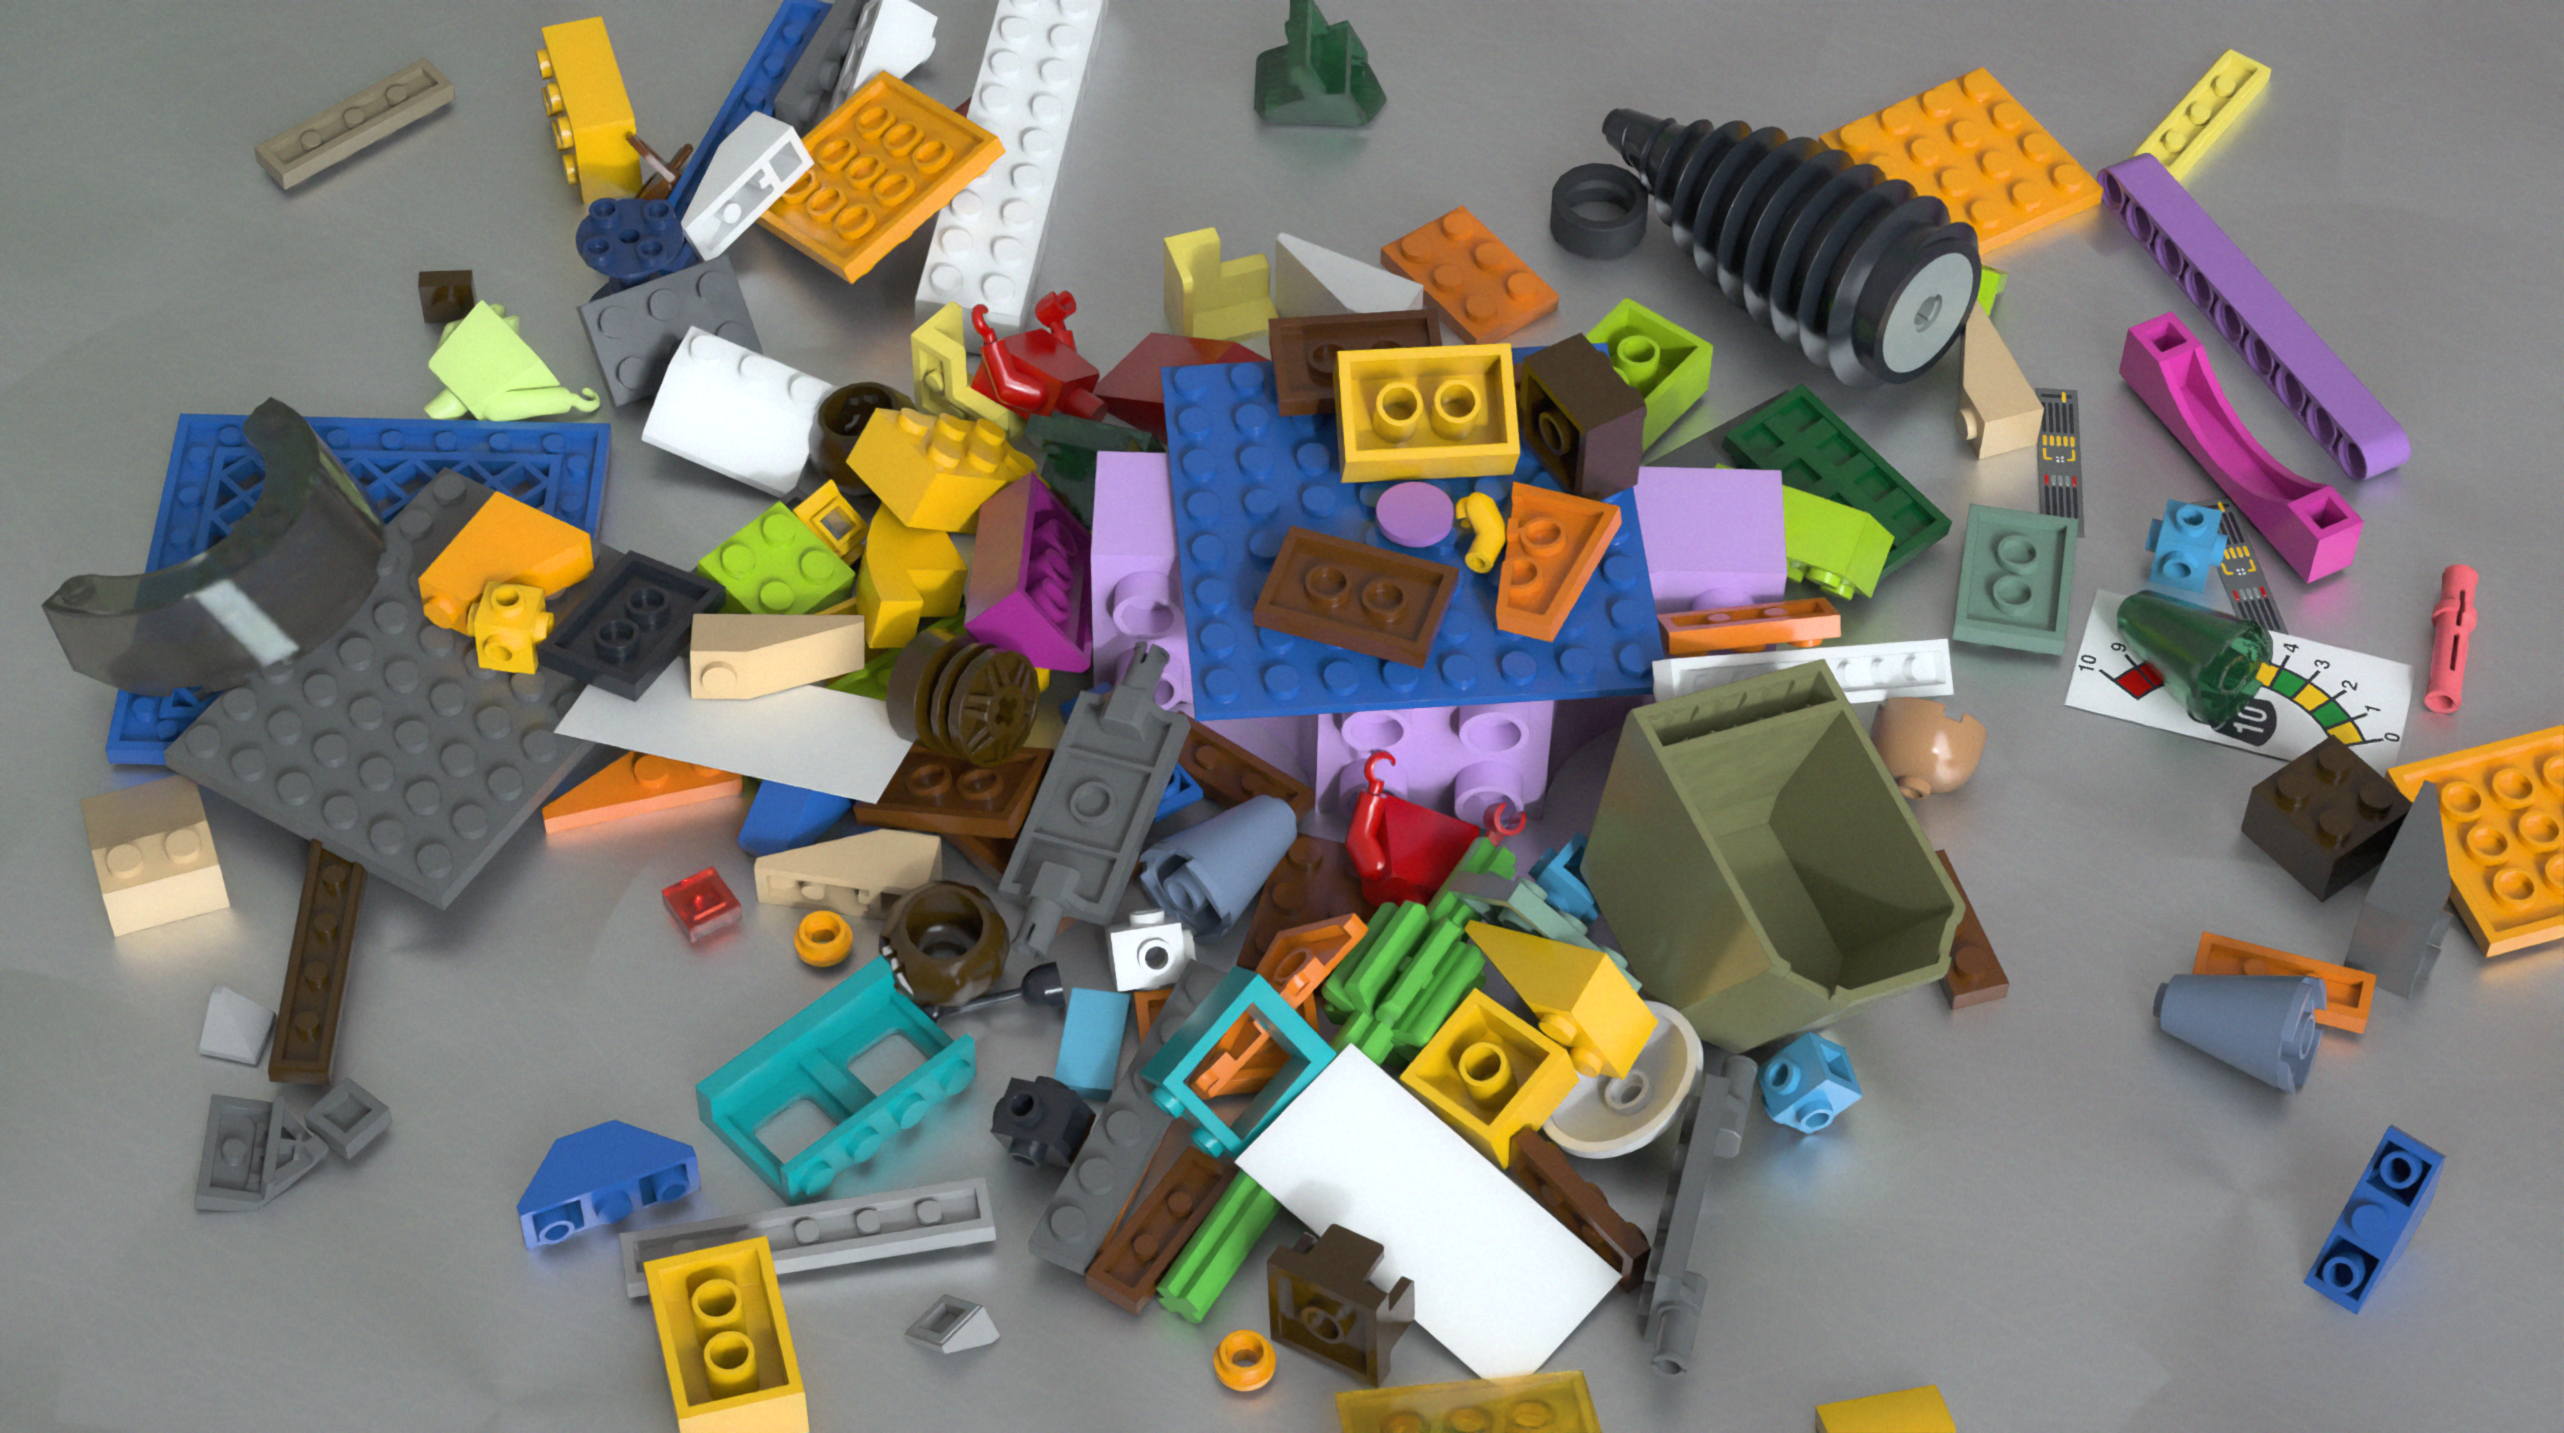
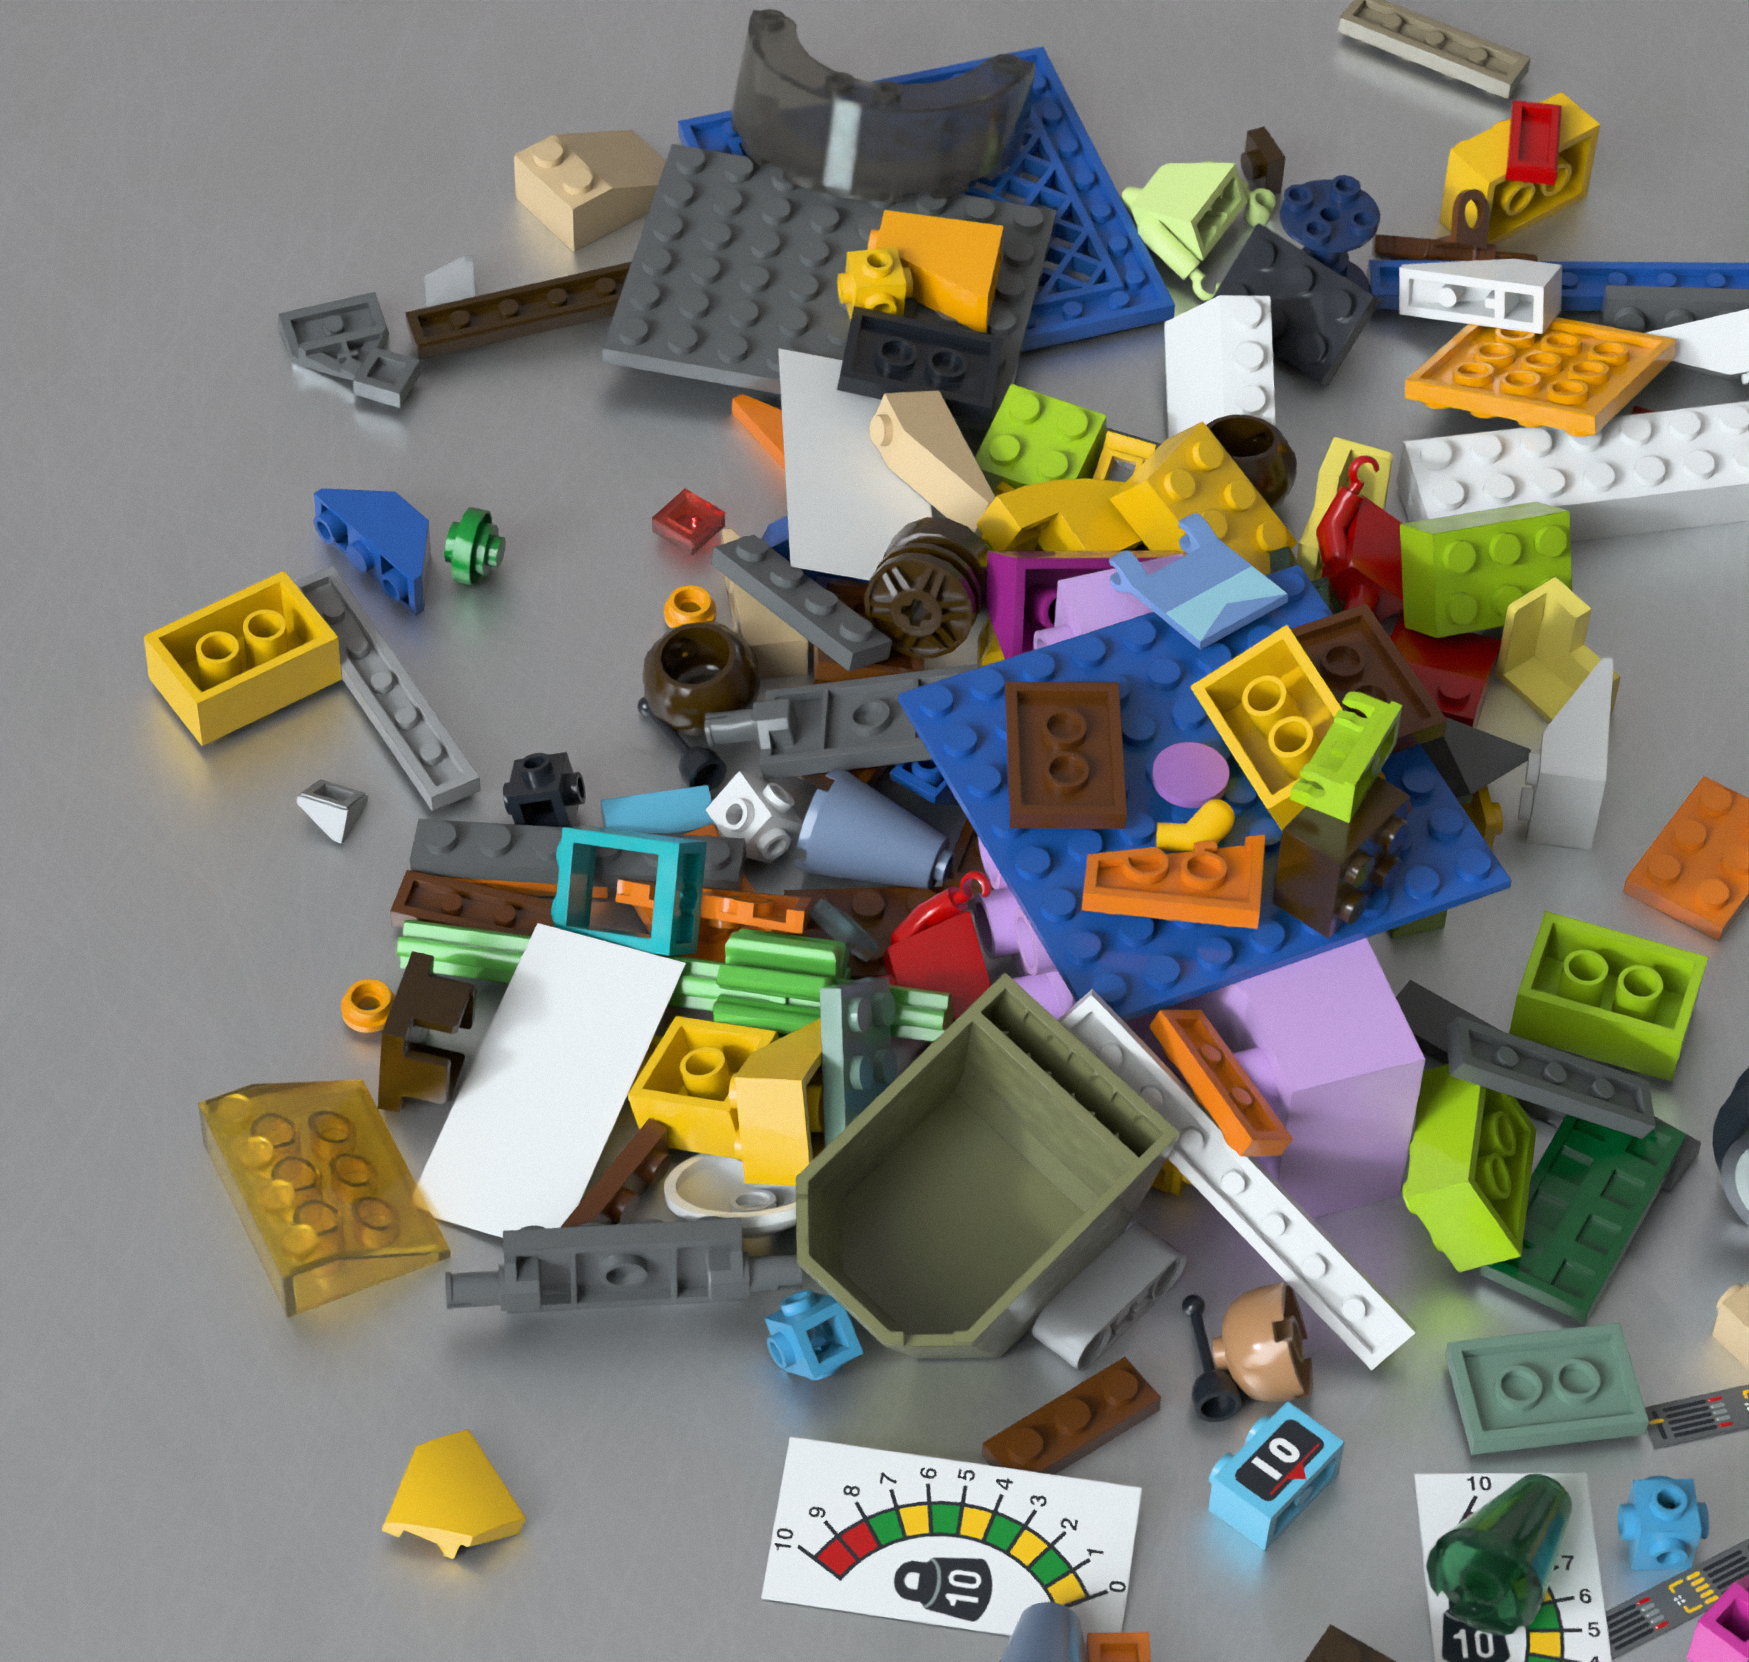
camera: 70 degrees right, 0 degrees up
(606, 66) = (1533, 142): none -> red tile
(659, 1095) = (473, 546): none -> green plate
(811, 1061) = (561, 639): teal window -> none
(912, 816) = (801, 602): none -> dark grey plate
(1107, 292) = (1474, 564): none -> lime brick
(1171, 440) = (1204, 591): none -> medium blue flag
(1360, 904) = (844, 929): none -> clear light blue tile
(1537, 349) = (1349, 757): none -> lime hinge
(1755, 428) = (1549, 1077): none -> dark grey plate
(1946, 809) = (1214, 1391): none -> black hinge
(2049, 1059) = (947, 1539): none -> white sticker
(2057, 791) = (1274, 1474): none -> medium azure brick

